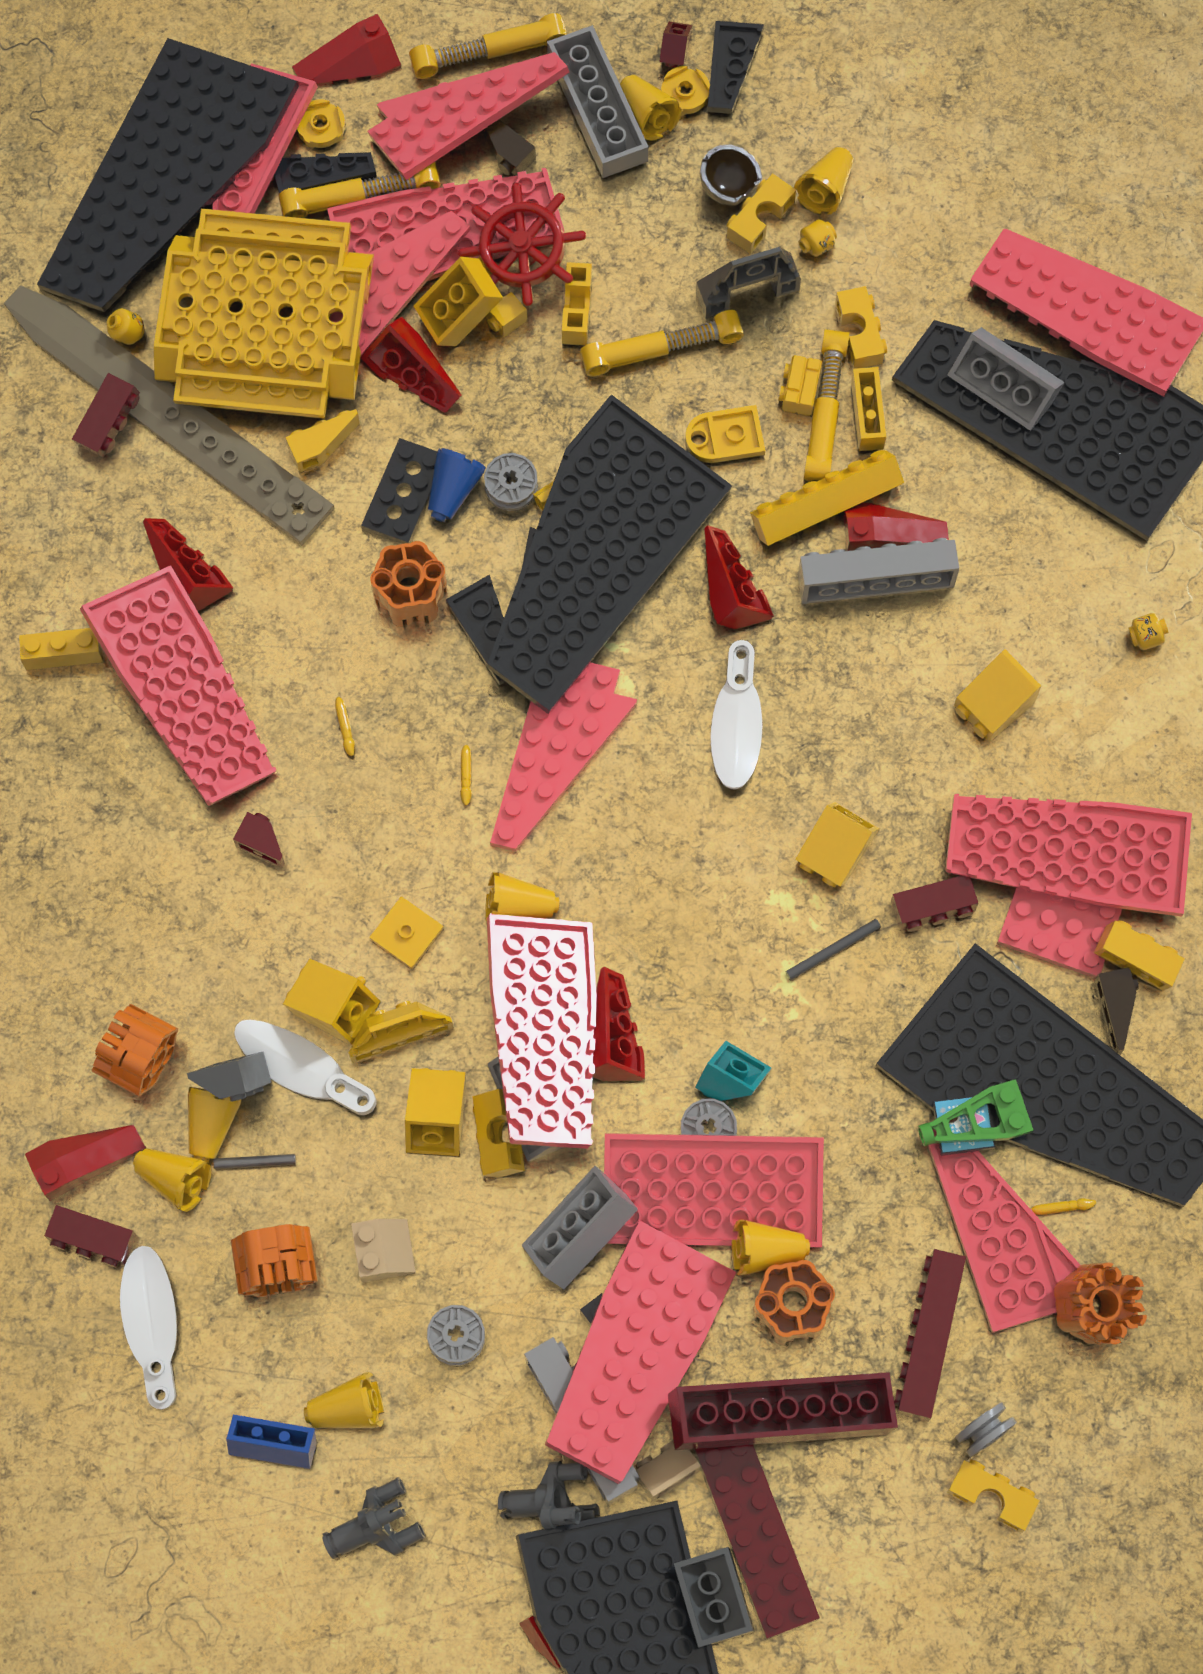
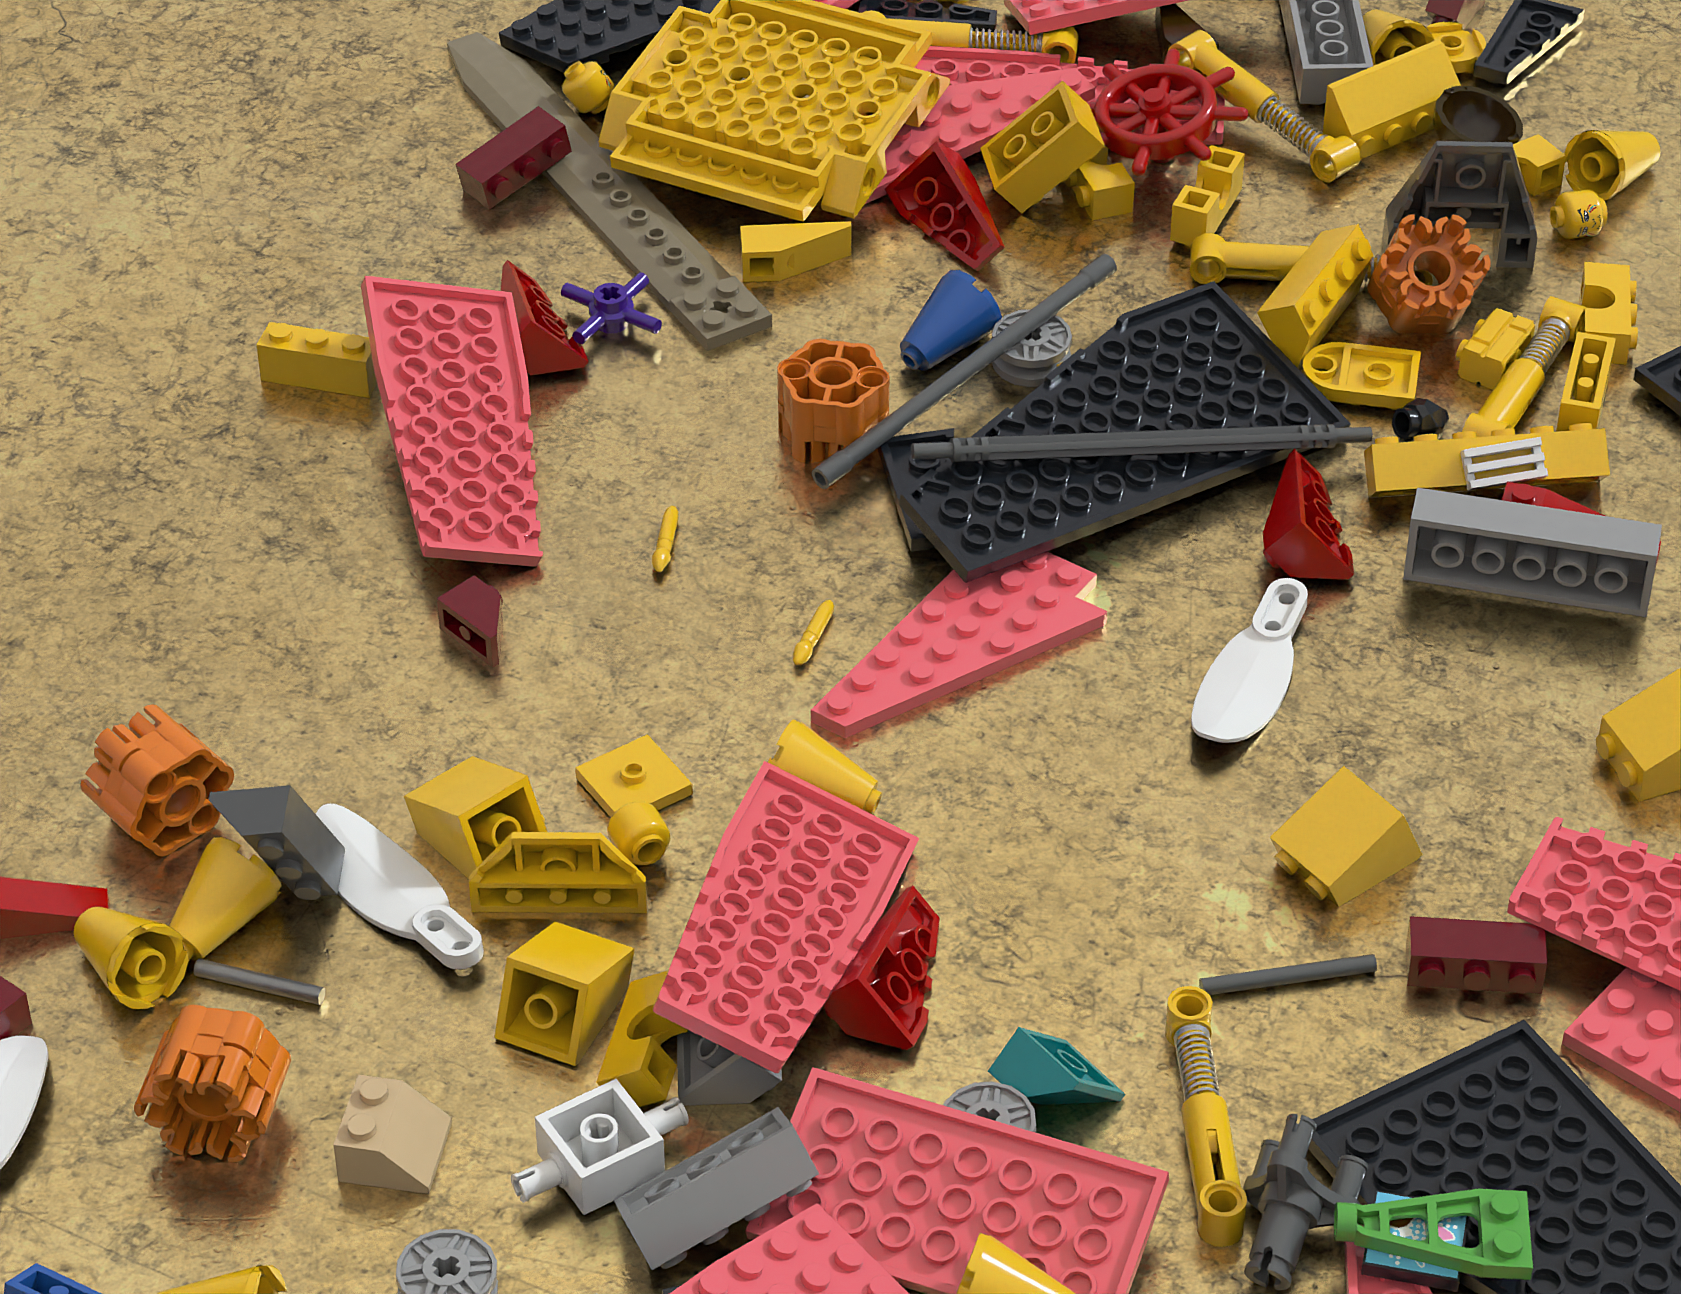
camera: 20 degrees right, 30 degrees down
(233, 541) = (611, 308): none -> dark purple bar
(386, 496) = (878, 317): black plate -> none
(429, 979) = (639, 833): none -> yellow head
(433, 630) = (844, 460): none -> dark grey piece
(500, 1201) = (599, 1146): none -> white brick
(529, 172) = (1328, 155): none -> yellow piece
(616, 563) = (1140, 443): none -> dark grey axle
(668, 173) = (1389, 99): none -> yellow slope
(678, 383) = (1316, 291): none -> yellow slope
(763, 355) = (1442, 252): none -> orange piece
(774, 469) = (1419, 418): none -> black rock
(823, 1074) = (1205, 1119): none -> yellow piece
(863, 500) = (1537, 457): none -> white tile
(890, 1124) = (1293, 1200): none -> dark grey wheel

